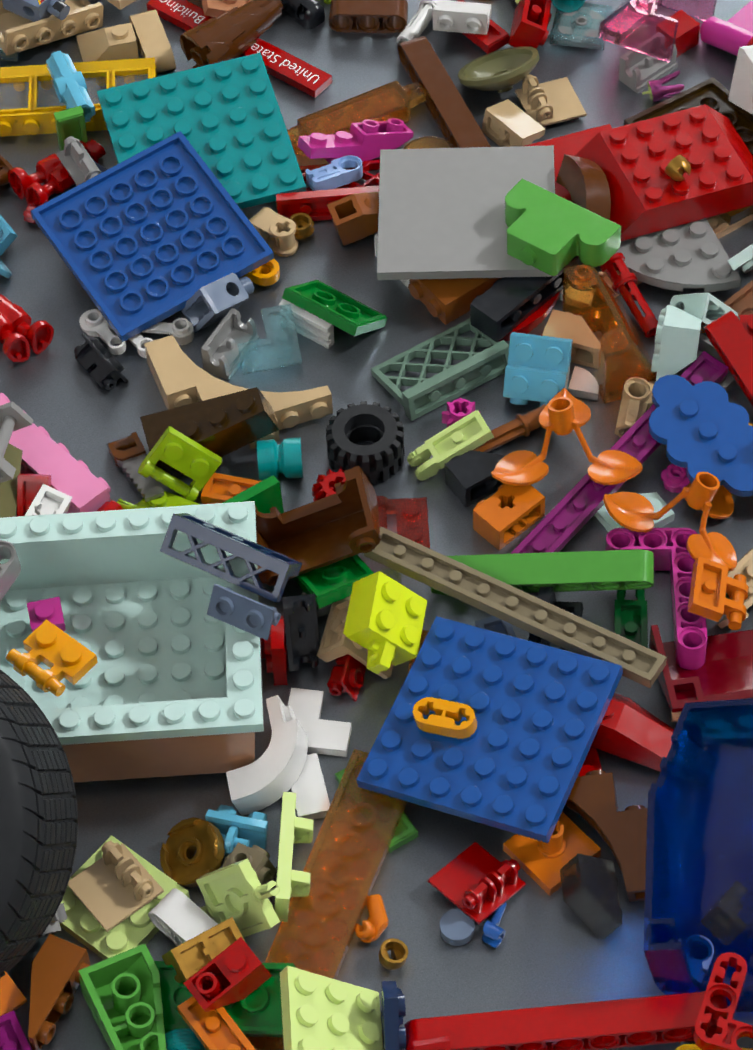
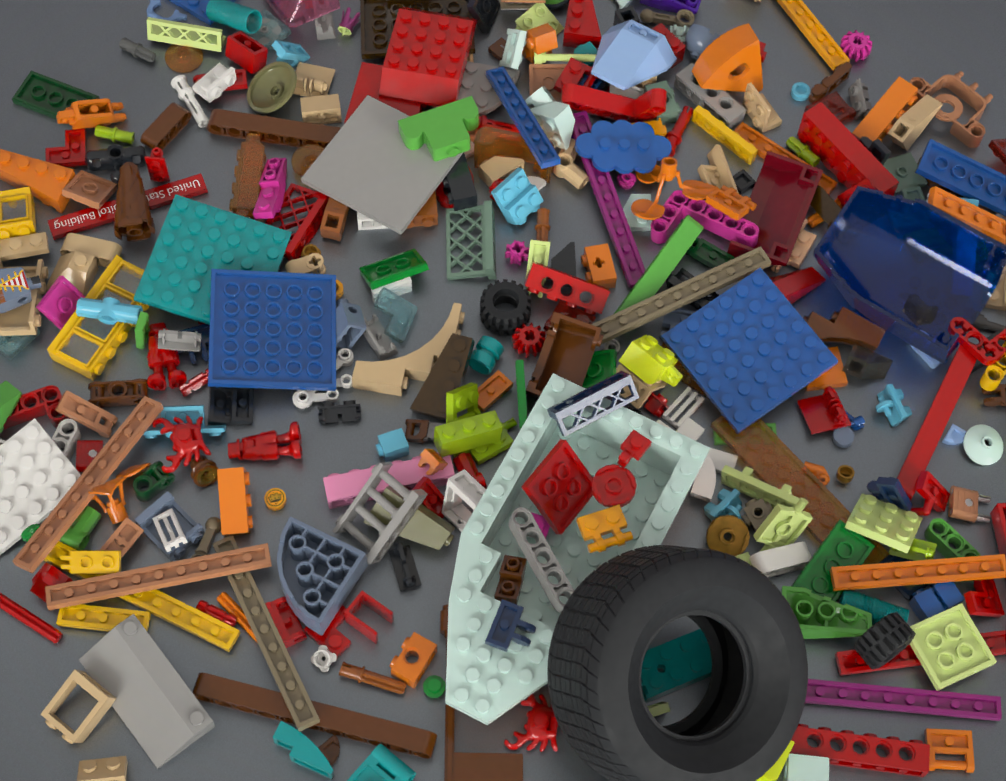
camera: 65 degrees left, 10 degrees up
(36, 264) = (230, 406): none -> black slope
(49, 39) = (60, 302): none -> dark pink plate
(76, 471) = (434, 460): none -> orange tile
(87, 434) = (392, 445): none -> medium azure brick
(92, 587) = (559, 487): none -> red plate
(124, 639) = (613, 486): none -> red tile
(134, 480) = (467, 433): none -> lime brick
(196, 633) = (633, 447): none -> red plate
(200, 950) = (807, 557): pearl gold hinge -> none
(228, 977) = (837, 552): red slope -> none
(242, 612) = (637, 417): sand blue hinge -> none
(302, 36) = (157, 166): none -> red hinge
(335, 174) = (289, 215): light blue piece -> none
(362, 706) = (693, 396): none -> white tile
(441, 469) = (539, 271): none -> red brick
(445, 716) = (734, 362): light orange beam -> none
(544, 977) = (891, 405): none -> medium azure hips
(562, 416) = (559, 201): orange plant -> none
(568, 59) = (290, 53): none -> medium azure slope
(586, 184) = (414, 96): reddish brown arch -> none
(643, 299) = (523, 117): none -> blue tile
(677, 168) = (446, 46): pearl gold hinge -> none

